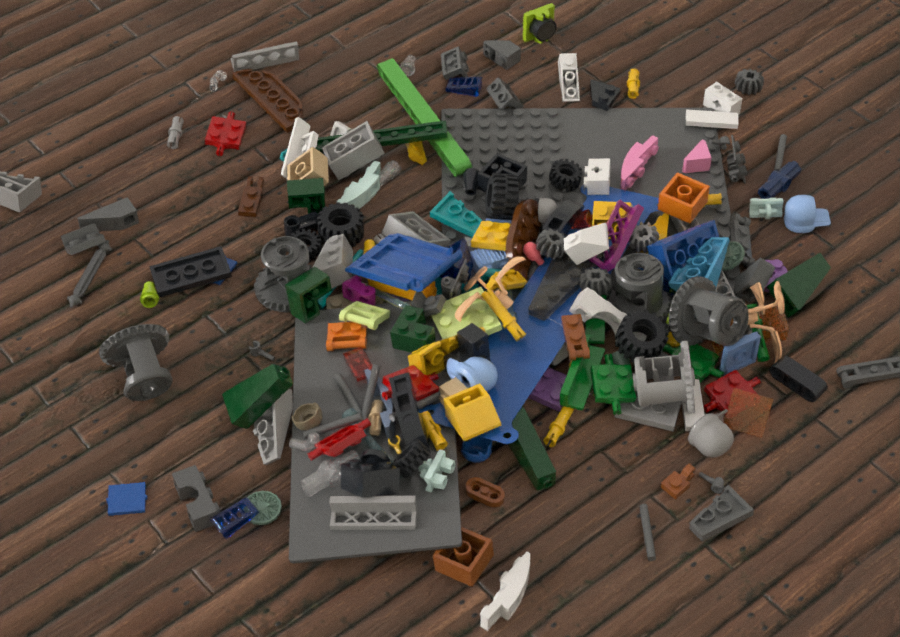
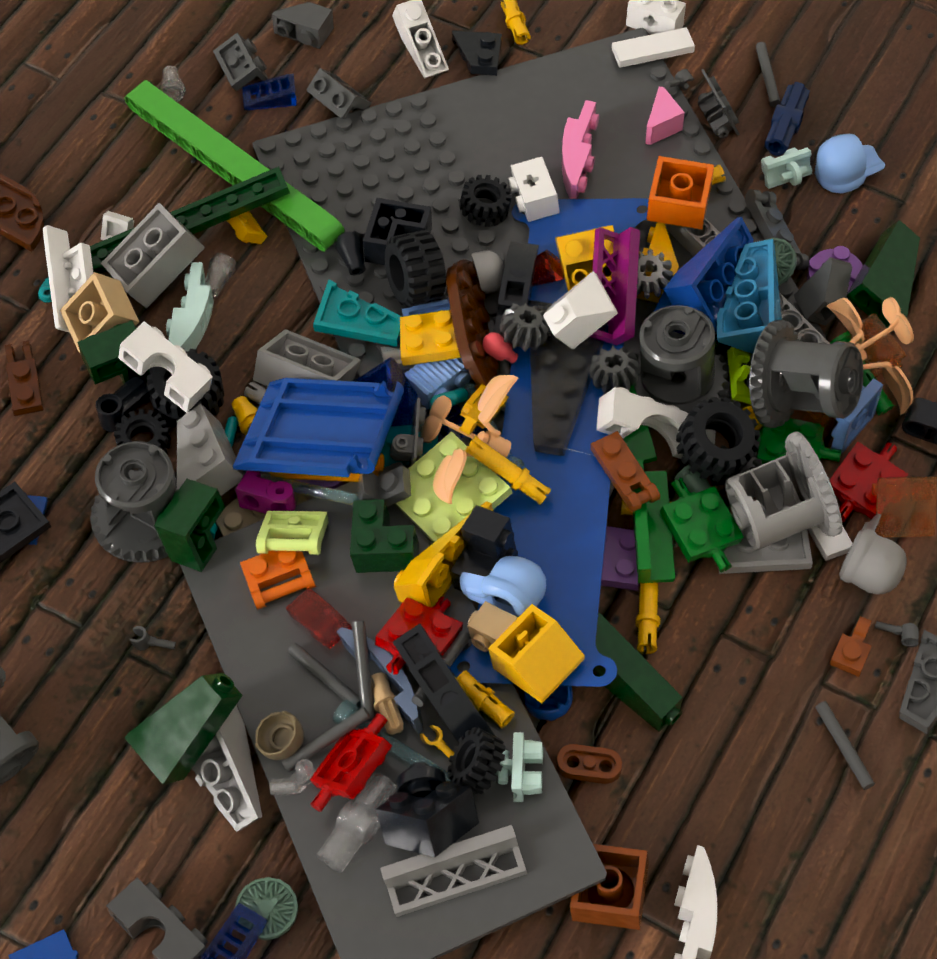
camera: 20 degrees left, 10 degrees up
(324, 193) = (149, 348): none -> white arch

